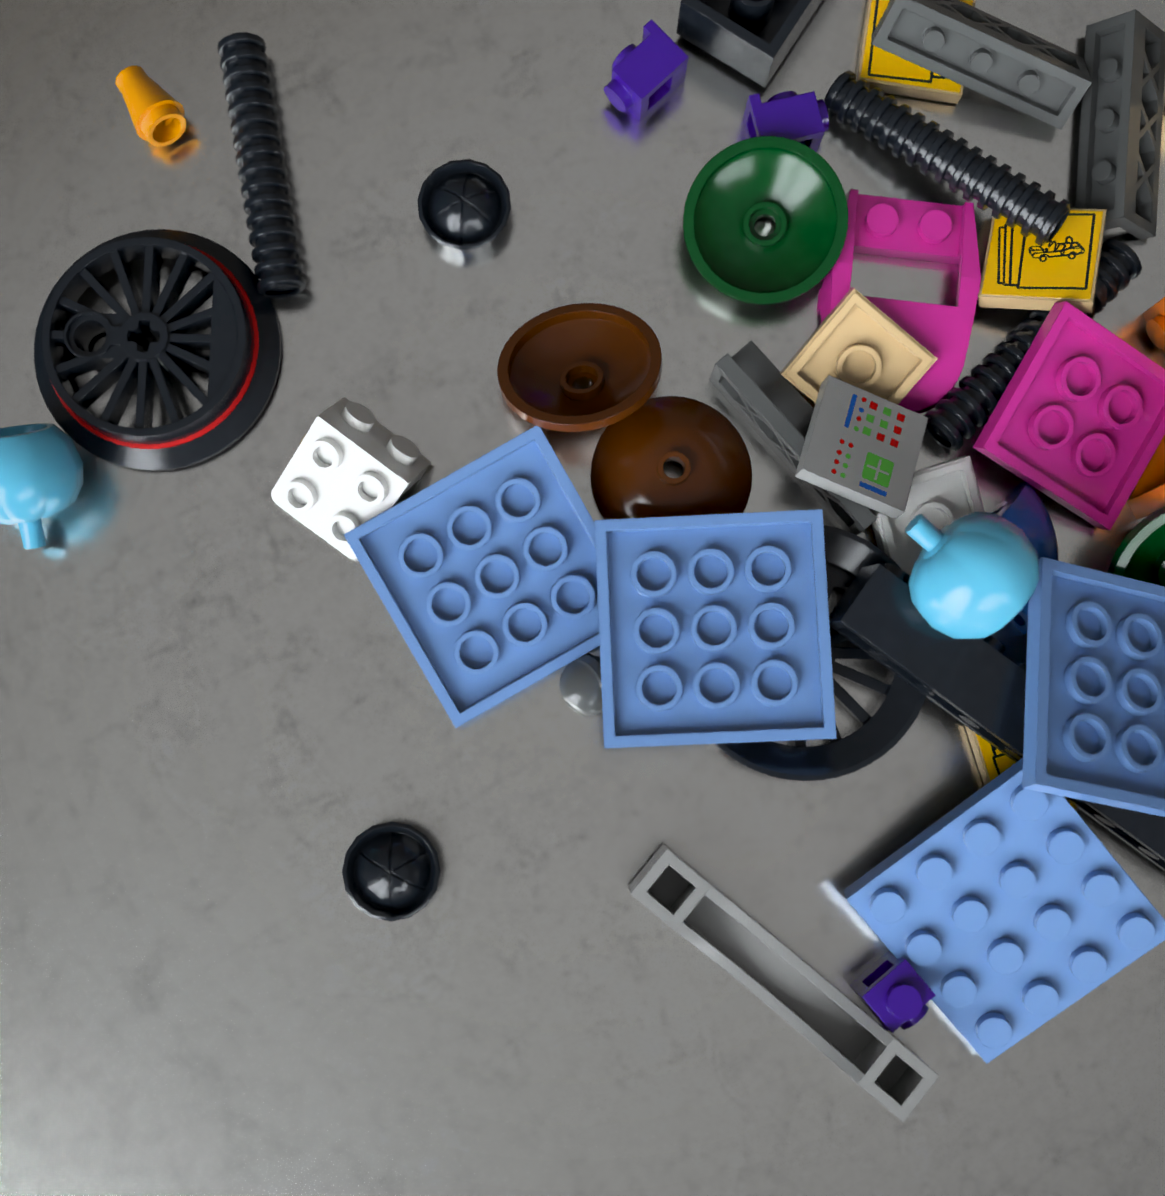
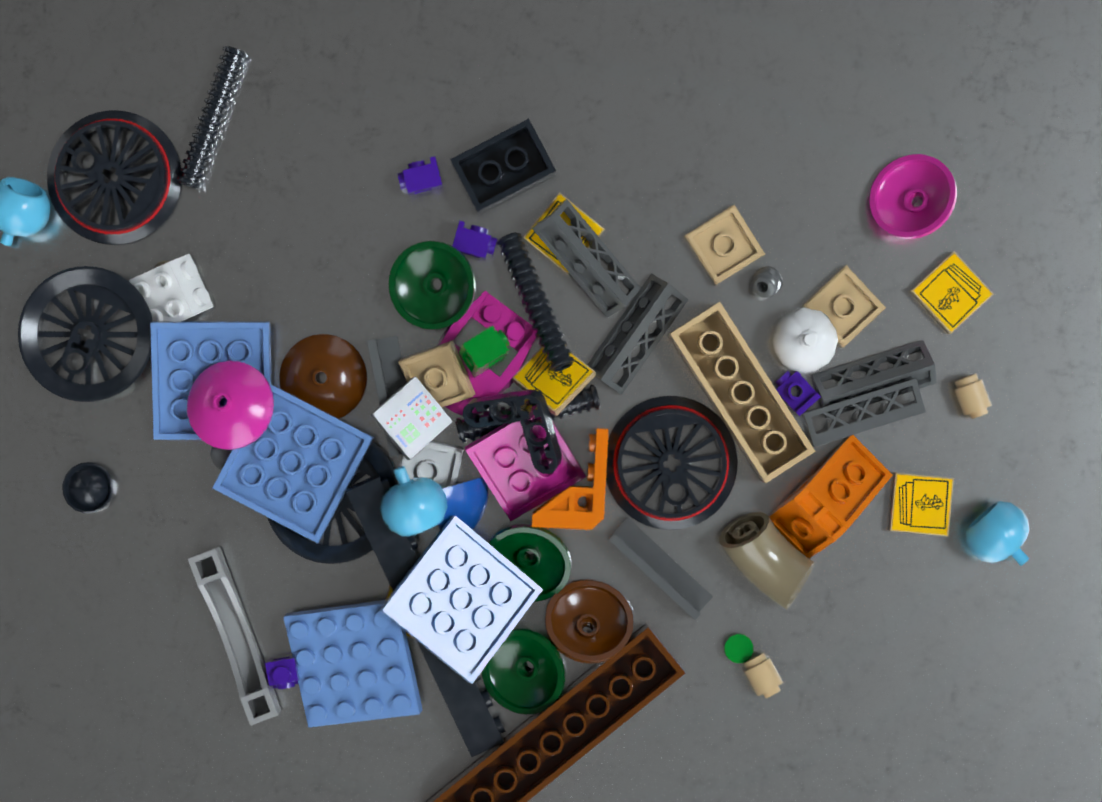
camera: 30 degrees right, 5 degrees up
(152, 109) = (175, 58): light orange cone -> none
(244, 526) = (108, 289): none -> black piece
(464, 204) = (298, 192): black hat -> none
(580, 367) = (309, 292): reddish brown dish -> none
(588, 602) = (247, 406): none -> dark pink dish
(923, 262) = (484, 350): none -> green brick
(1041, 331) = (520, 413): none -> black beam

